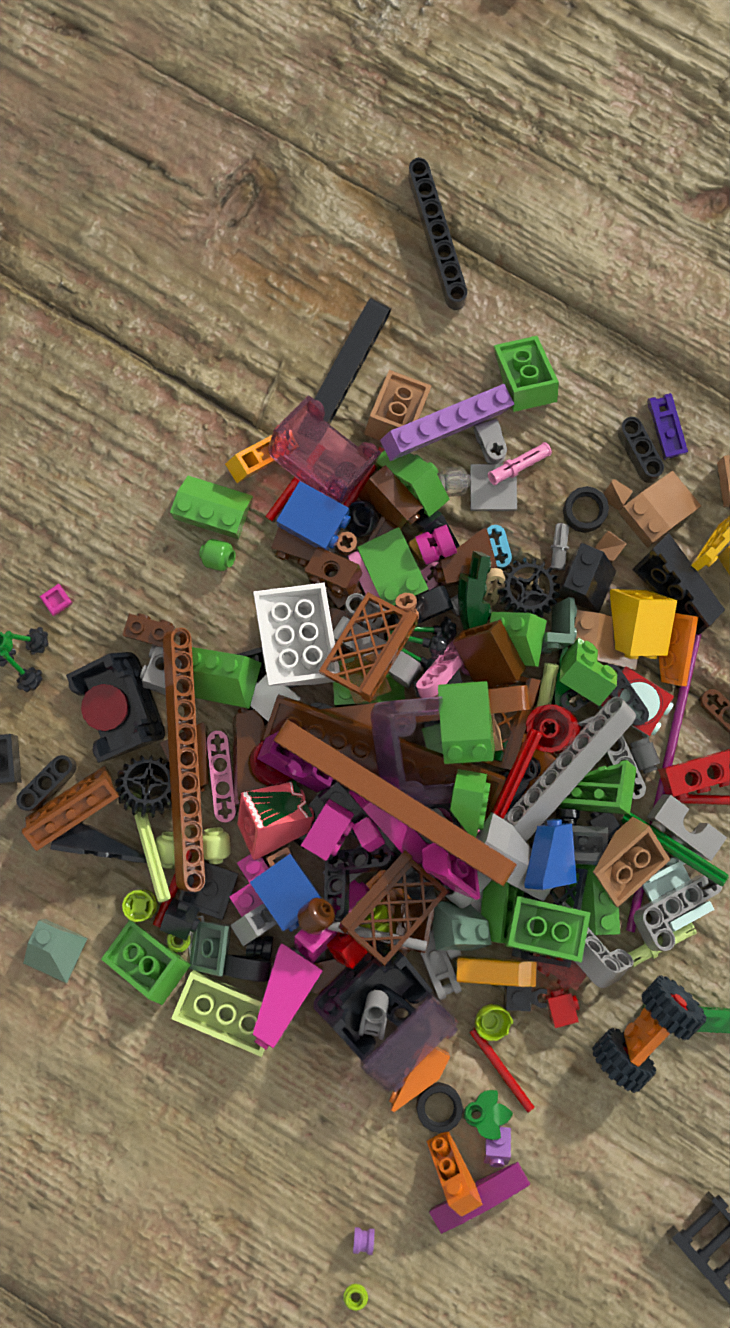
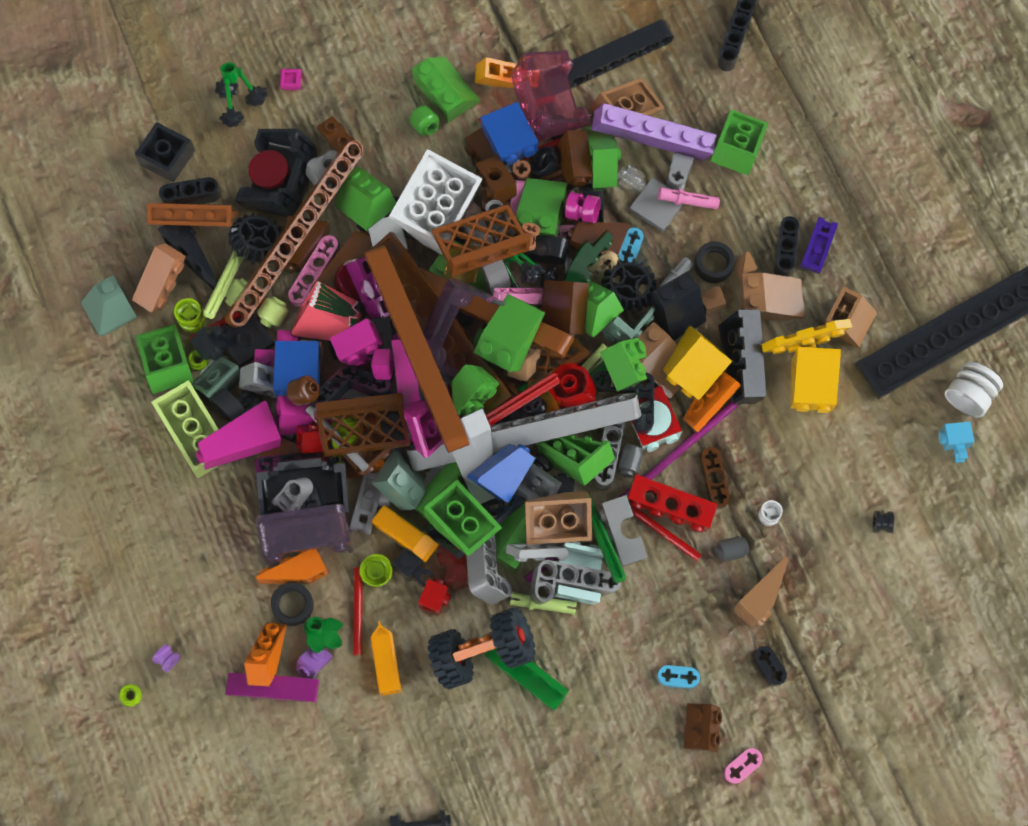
camera: 35 degrees right, 10 degrees down
(85, 892) = (159, 278): none -> nougat brick
(562, 1099) = (385, 661): none -> light orange piece
(623, 916) = (536, 551): none -> light grey plate

